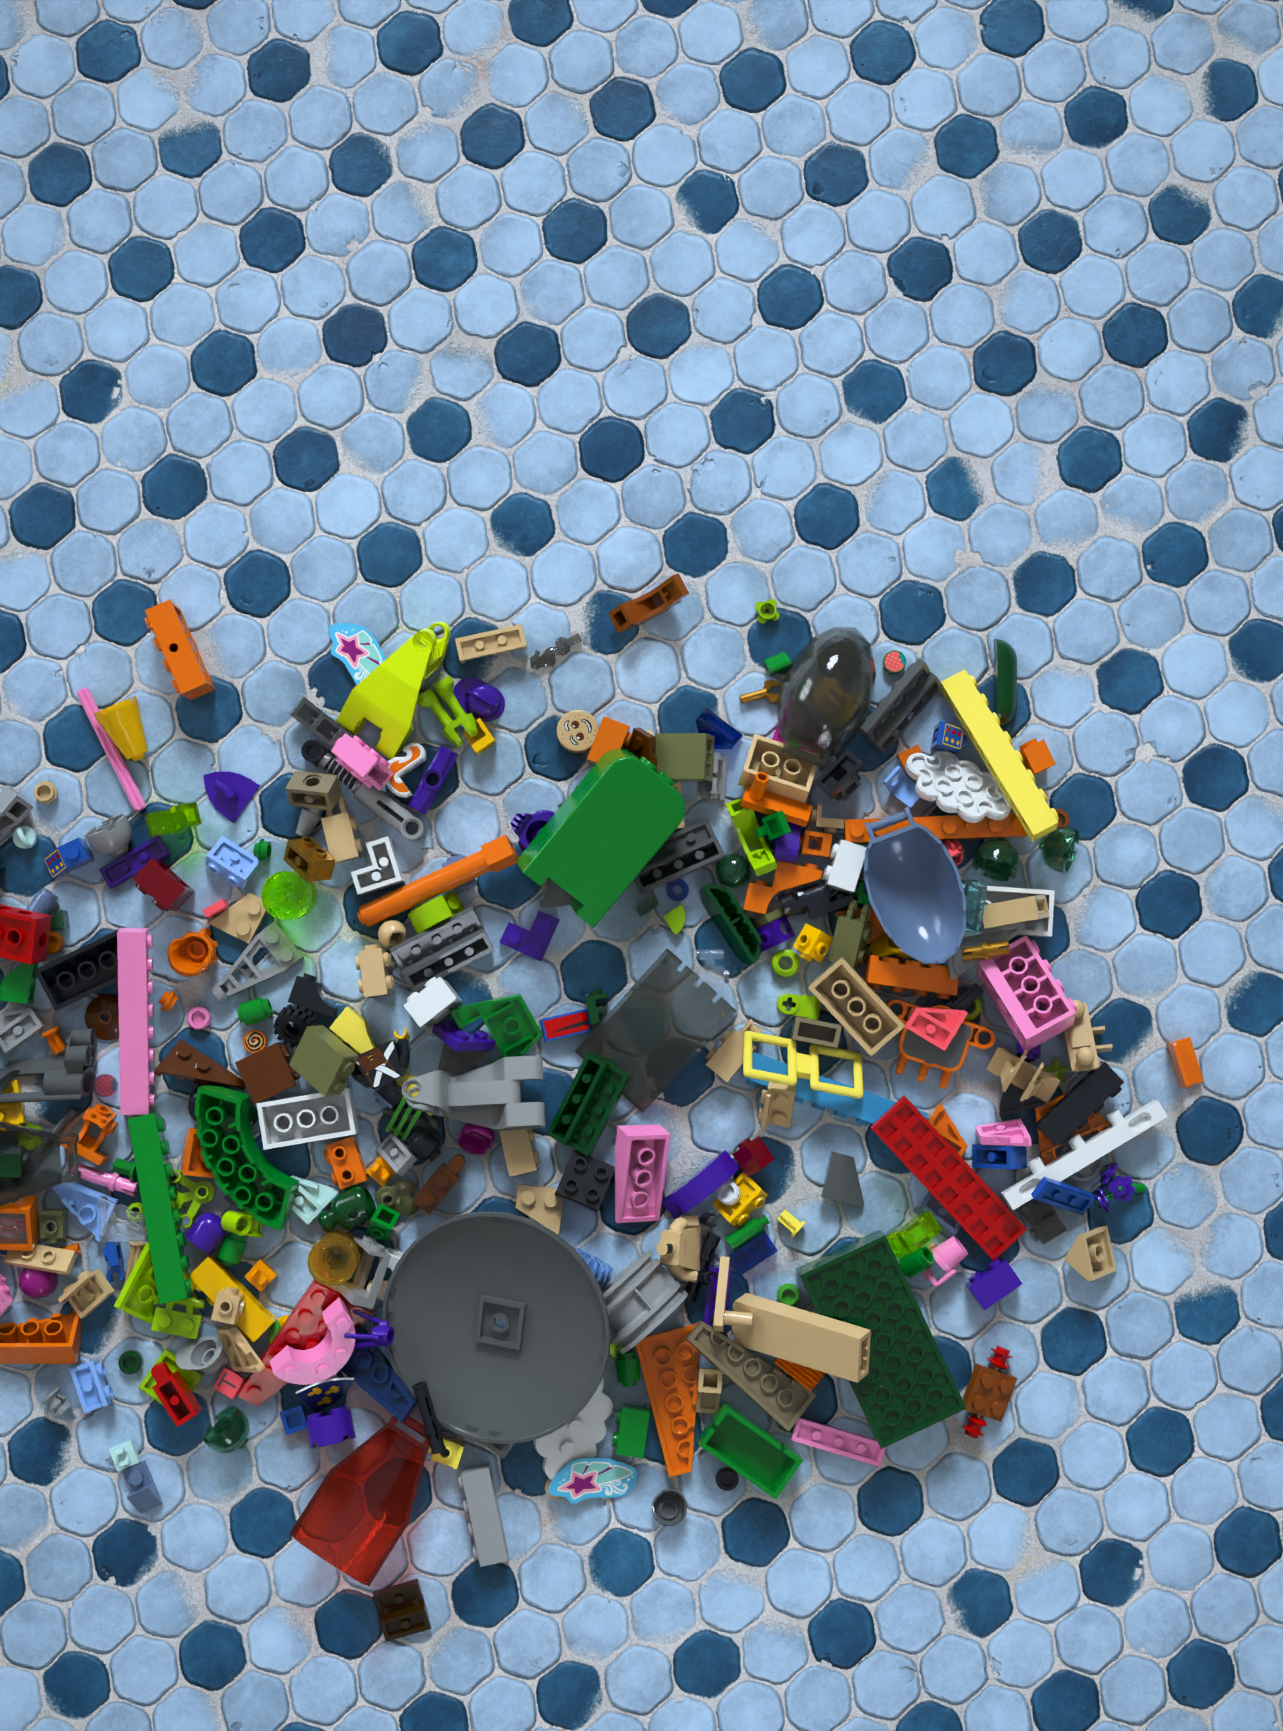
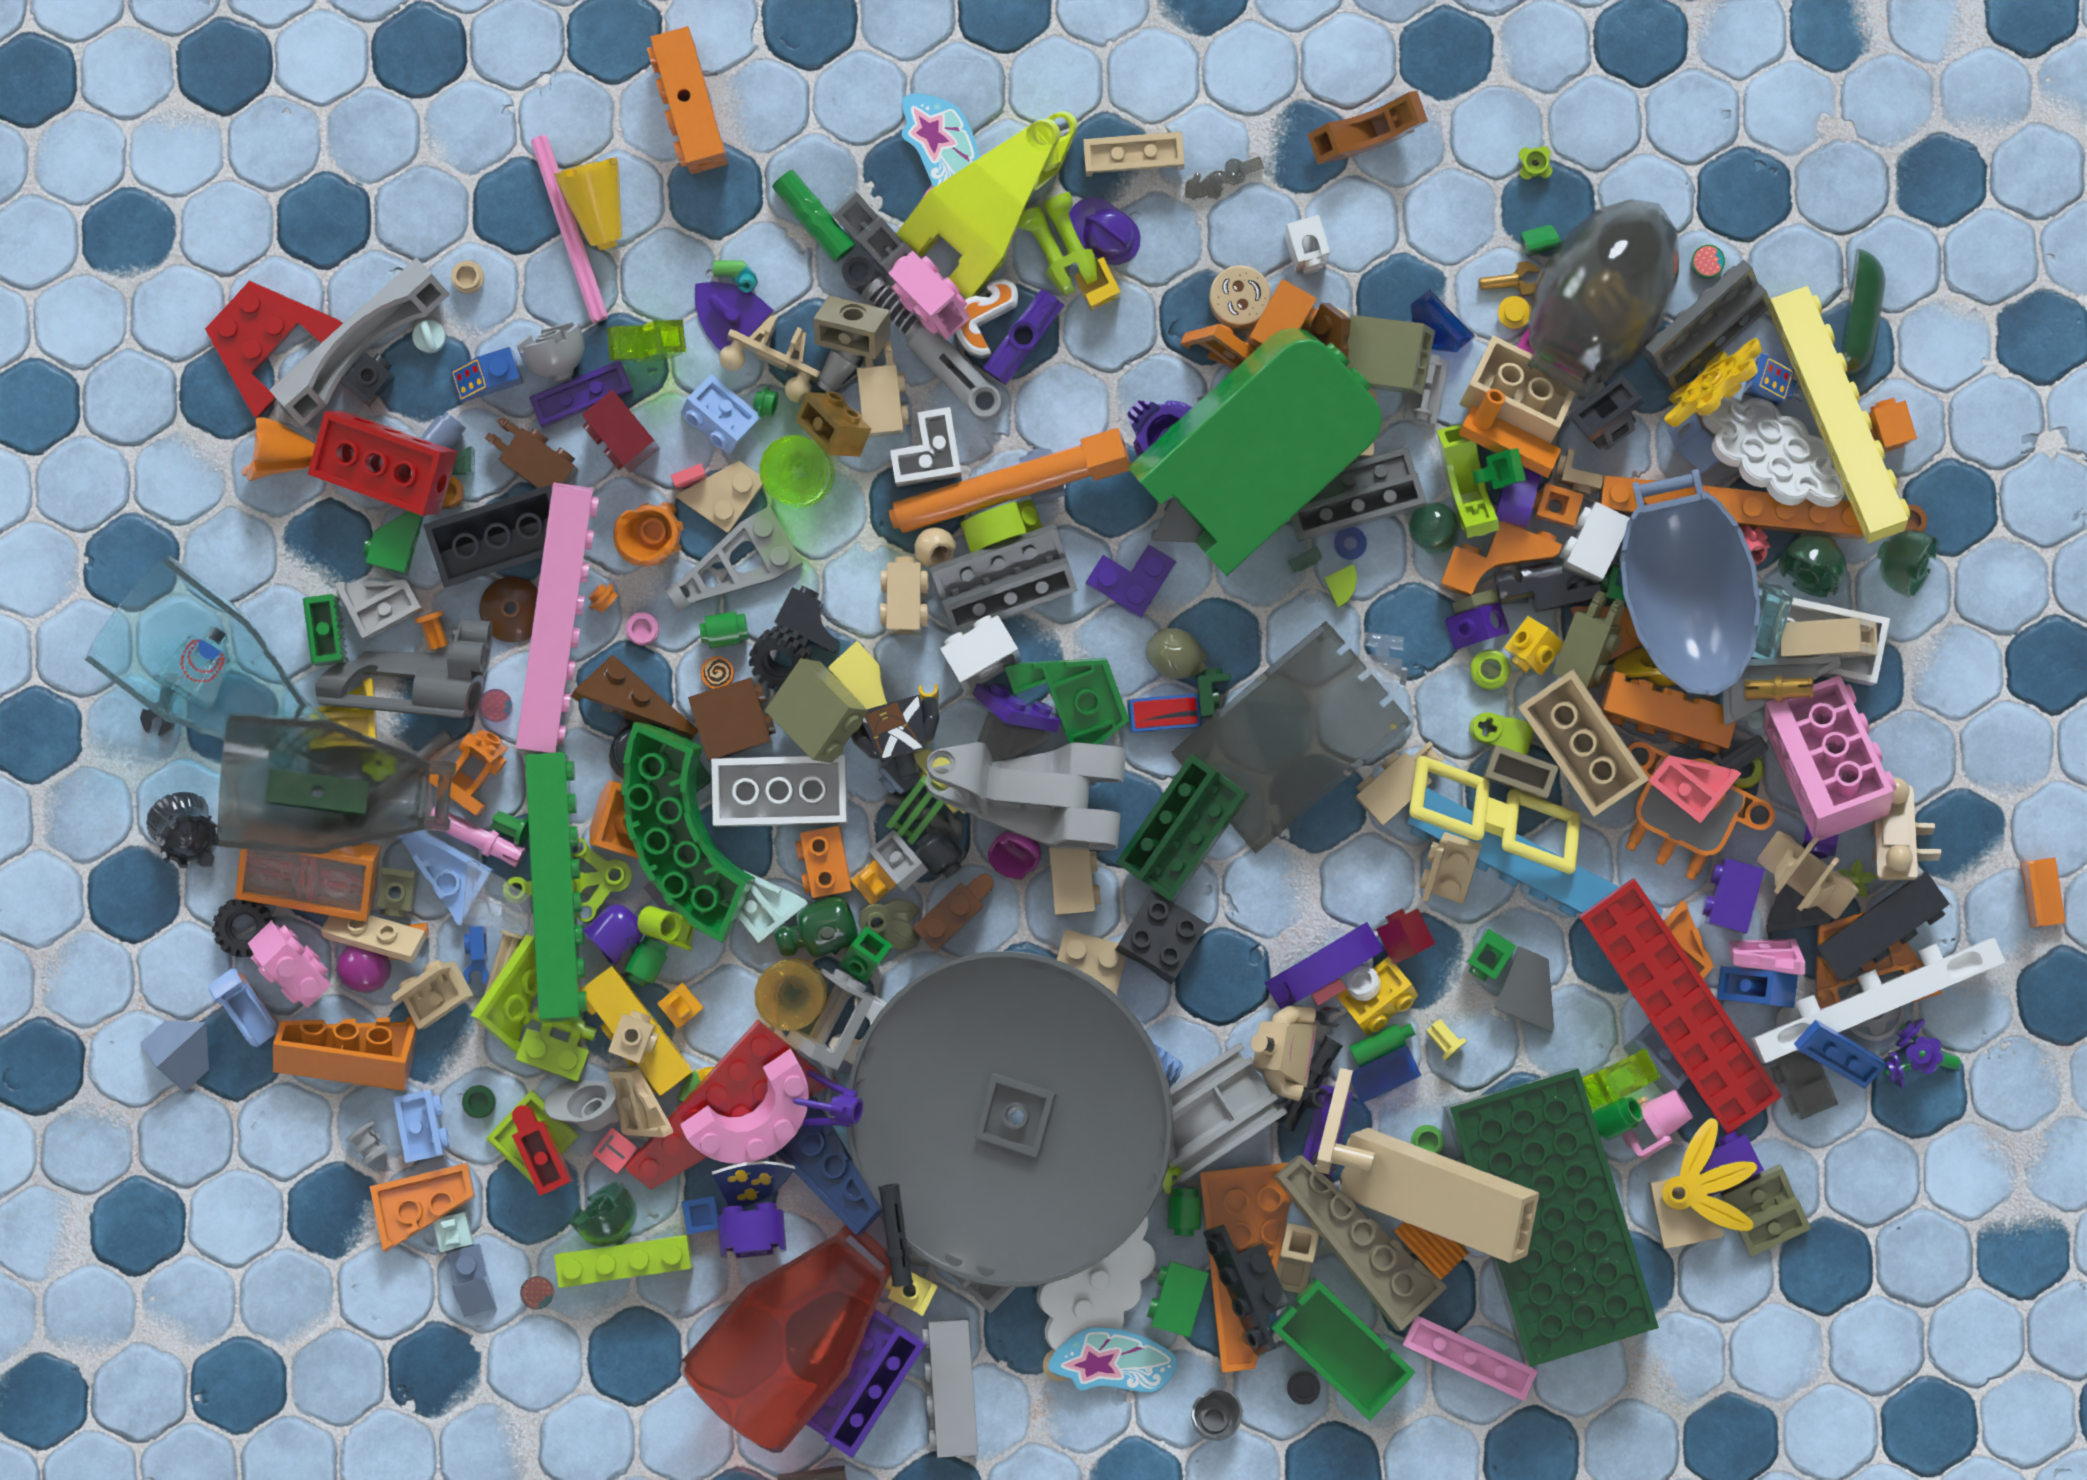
camera: 15 degrees right, 0 degrees up
(97, 1438) = (418, 1201): none -> orange wing
(106, 911) = (532, 457): none -> reddish brown hinge
(188, 1489) = (537, 1292): none -> clear smoke tile
(232, 762) = (738, 271): none -> arm
(235, 822) = (733, 357): none -> tan piece
(244, 1461) = (624, 1261): none -> lime arch
(277, 717) = (813, 216): none -> green axle
(429, 1515) = (876, 1374): none -> dark purple brick
(568, 983) = (1175, 654): none -> olive hair
(569, 765) = (1221, 342): none -> orange wing
(618, 689) = (1307, 244): none -> white brick
(640, 1172) = (1241, 935): bright pink slope -> none
(680, 1414) = (1250, 1284): none -> black bracket
(706, 1203) = (1328, 991): none -> coral tile
(732, 922) = (1422, 600): dark green brick -> none
(766, 715) = (1513, 312): none -> yellow plate
(821, 1156) = (1501, 949): none -> green brick
(915, 741) = (1719, 379): none -> yellow plate
(969, 1320) = (1682, 1225): none -> tan slope
(973, 1096) = (1732, 895): none -> dark purple brick
(988, 1297) = (1714, 1180): none -> yellow plant
(988, 1392) = (1693, 1318): dark orange plate -> none
(1027, 1309) = (1770, 1206): none -> olive slope
(1092, 1254) = (1870, 1143): tan slope -> none

